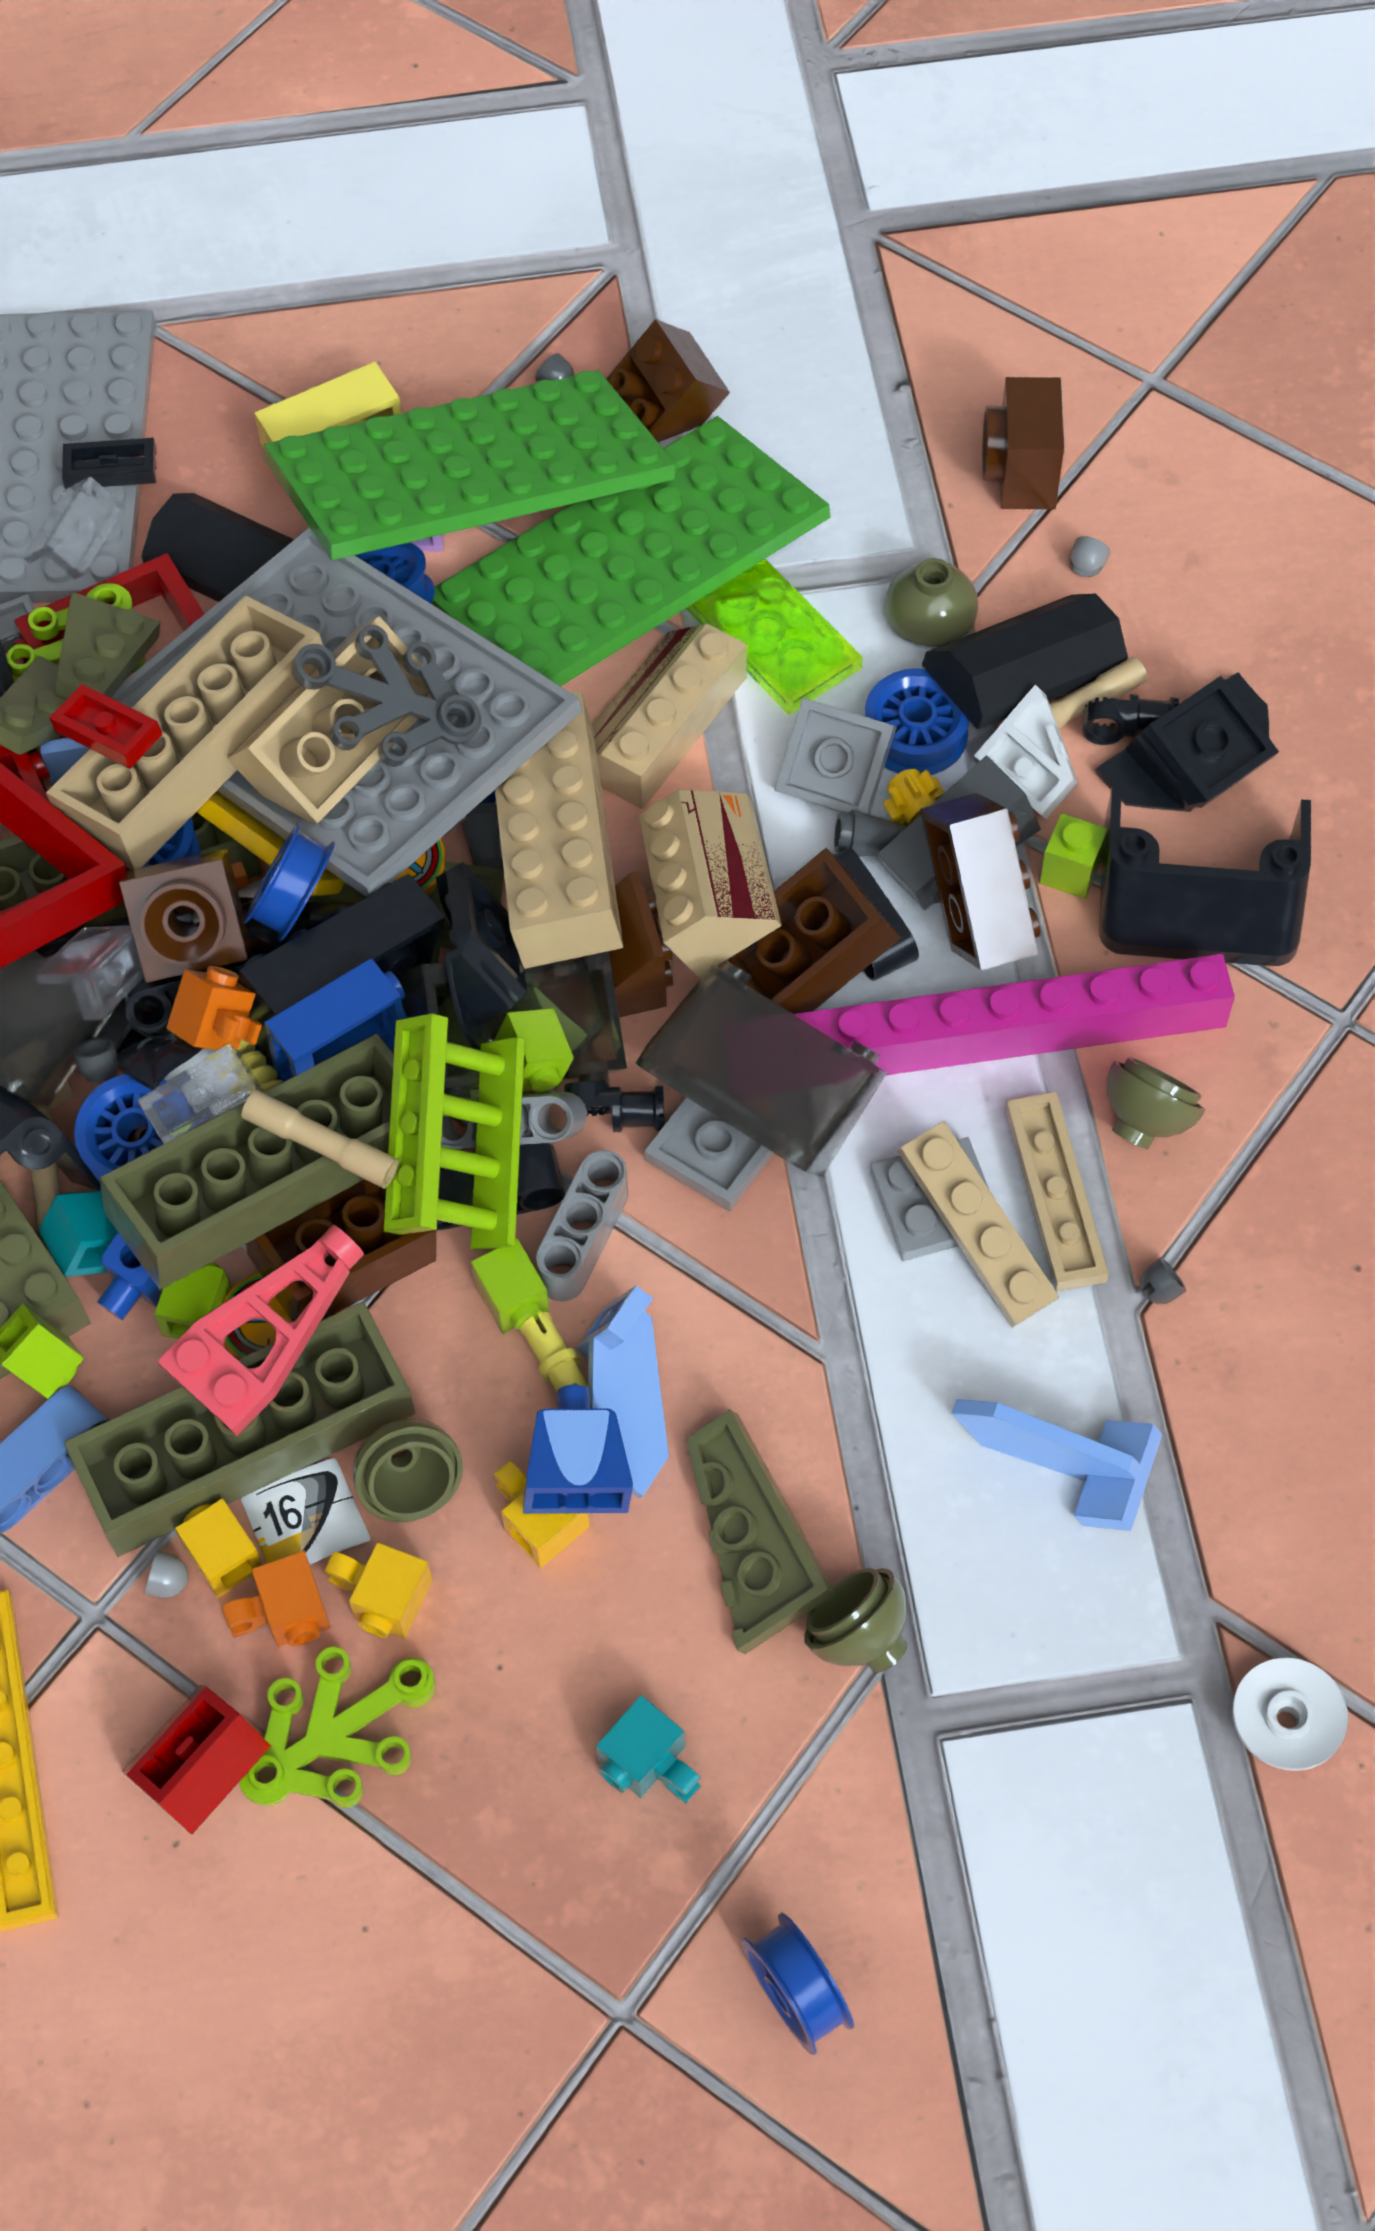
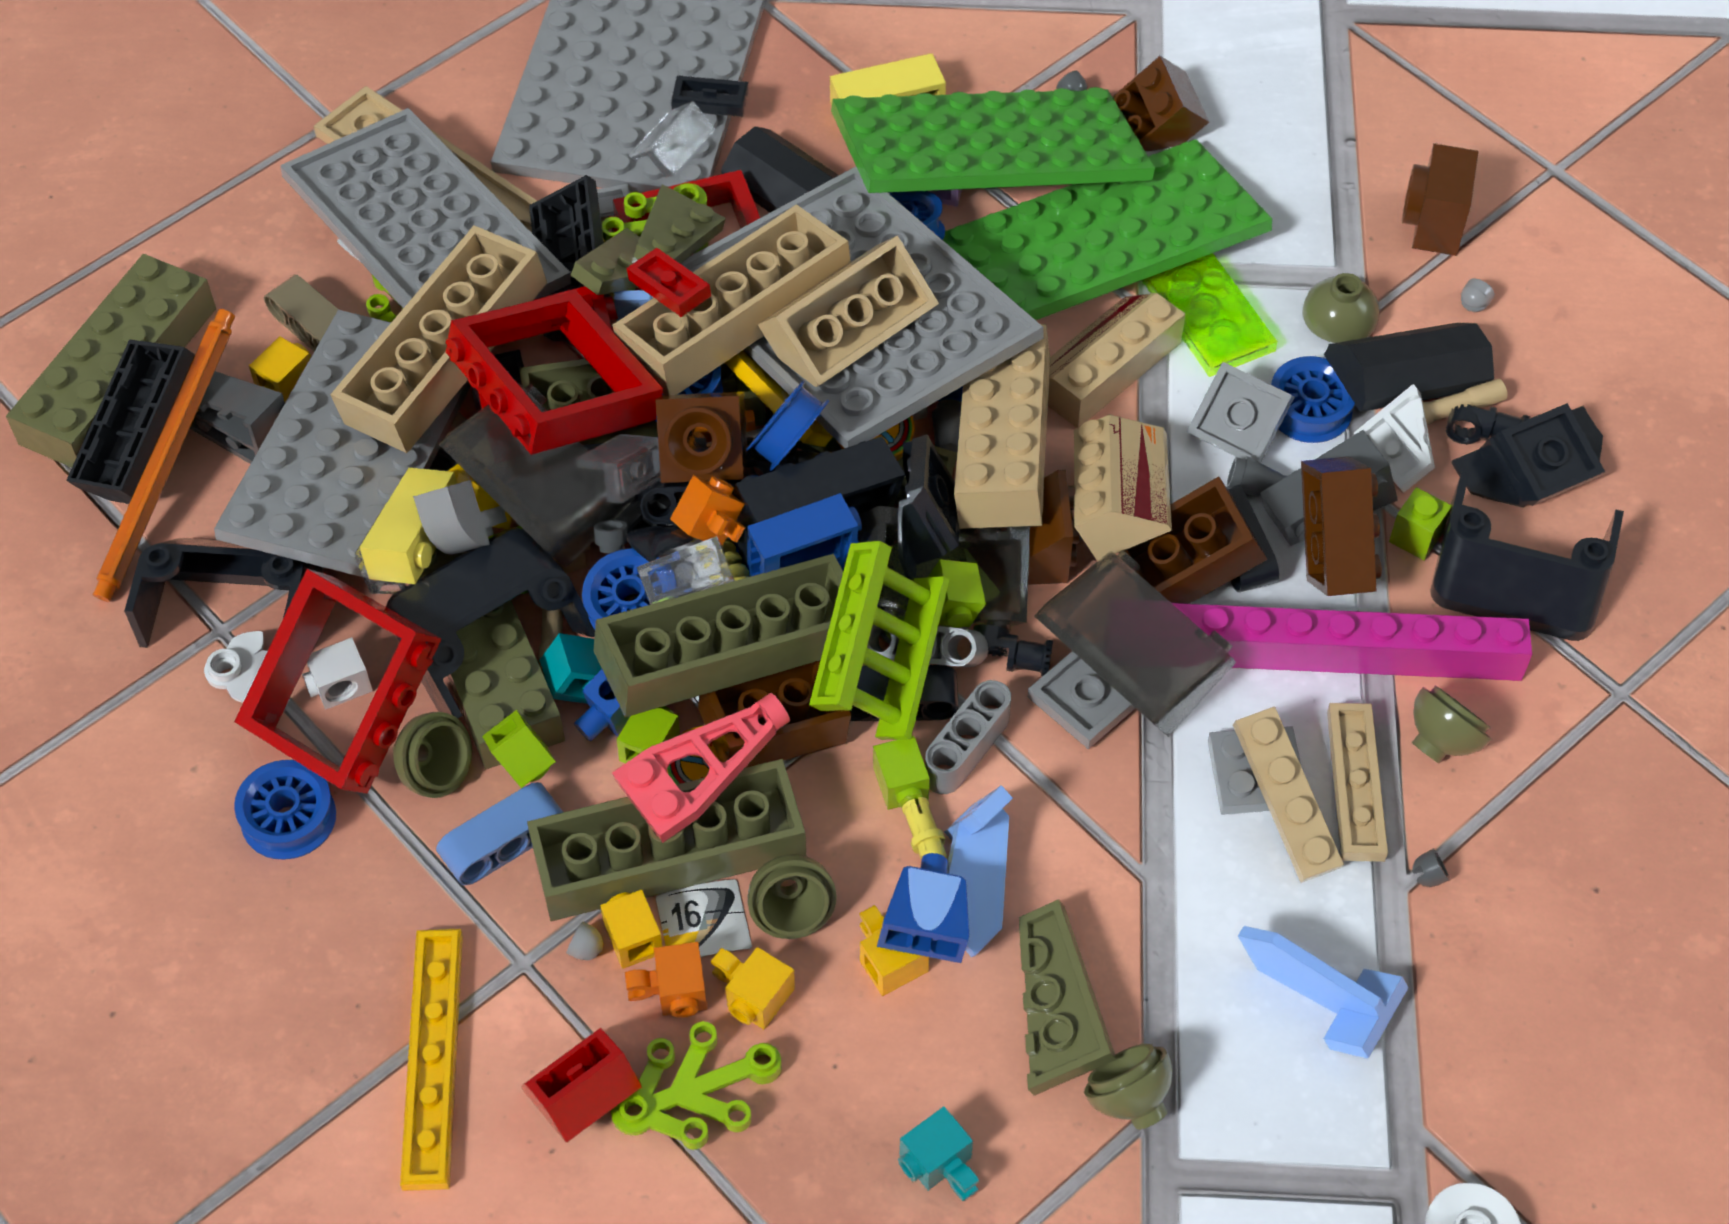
camera: 10 degrees right, 5 degrees down
(347, 1152) = (794, 638): tan piece -> none
(394, 696) = (897, 298): dark grey plant -> none
(911, 793) = (1293, 450): yellow gear -> none

